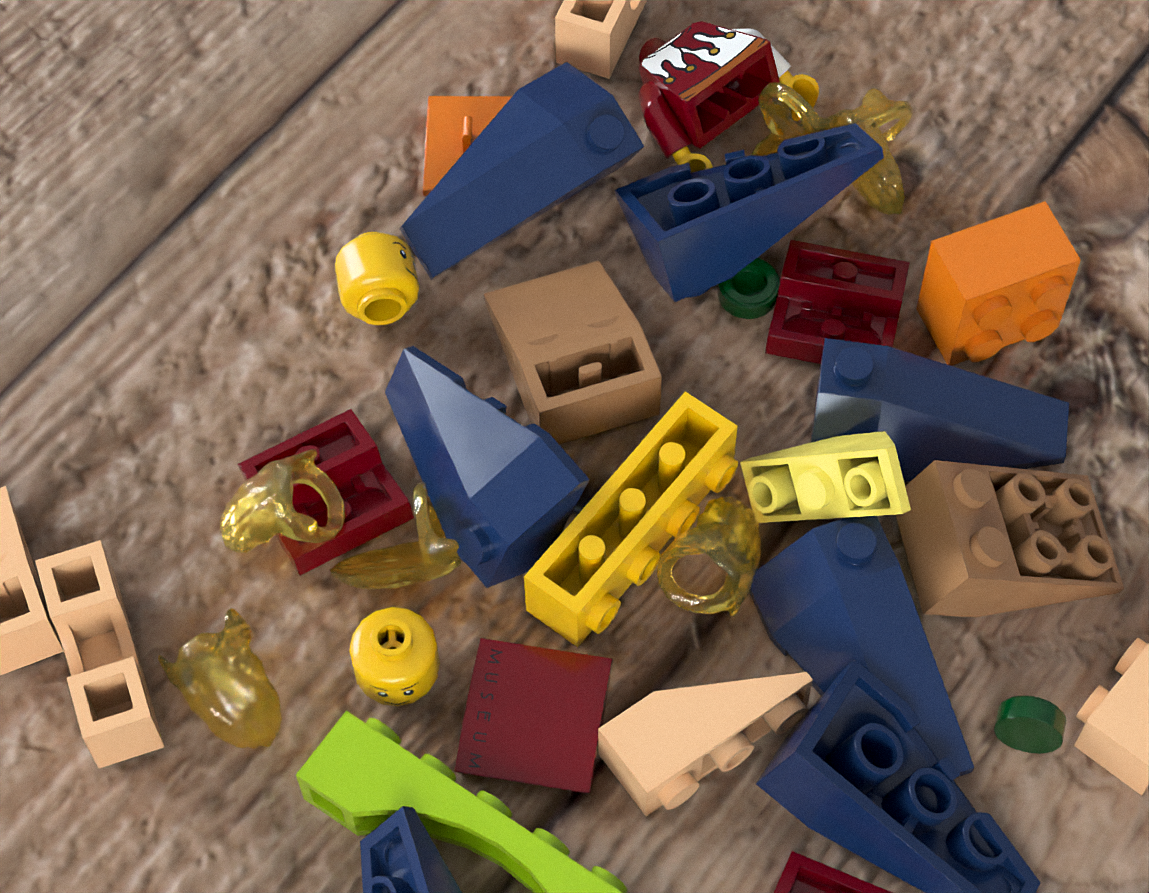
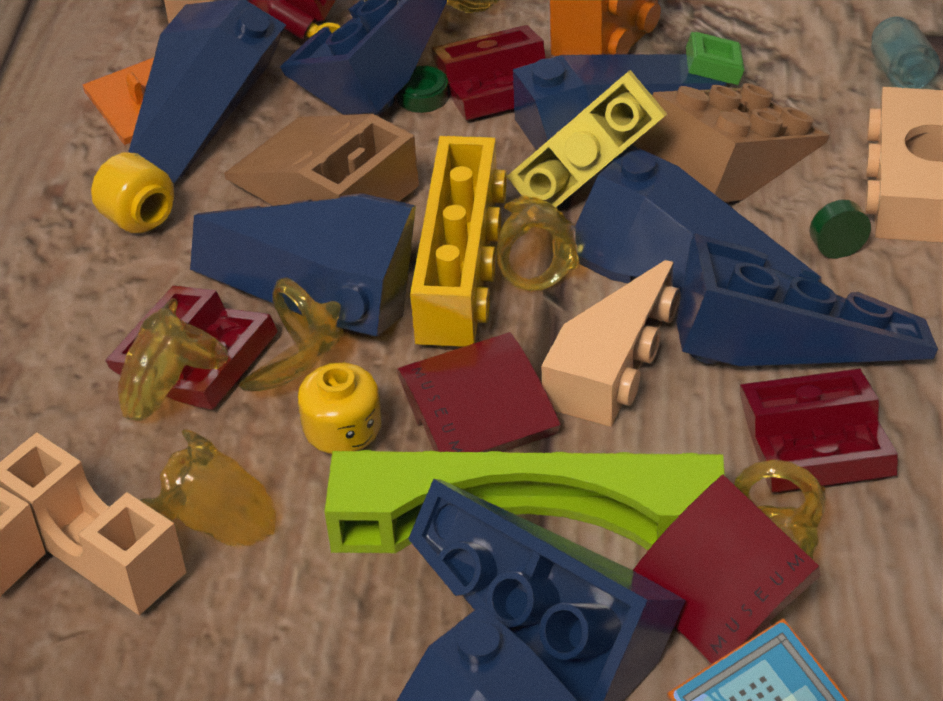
camera: 30 degrees left, 15 degrees down
(1071, 420) = (714, 58): none -> bright green tile

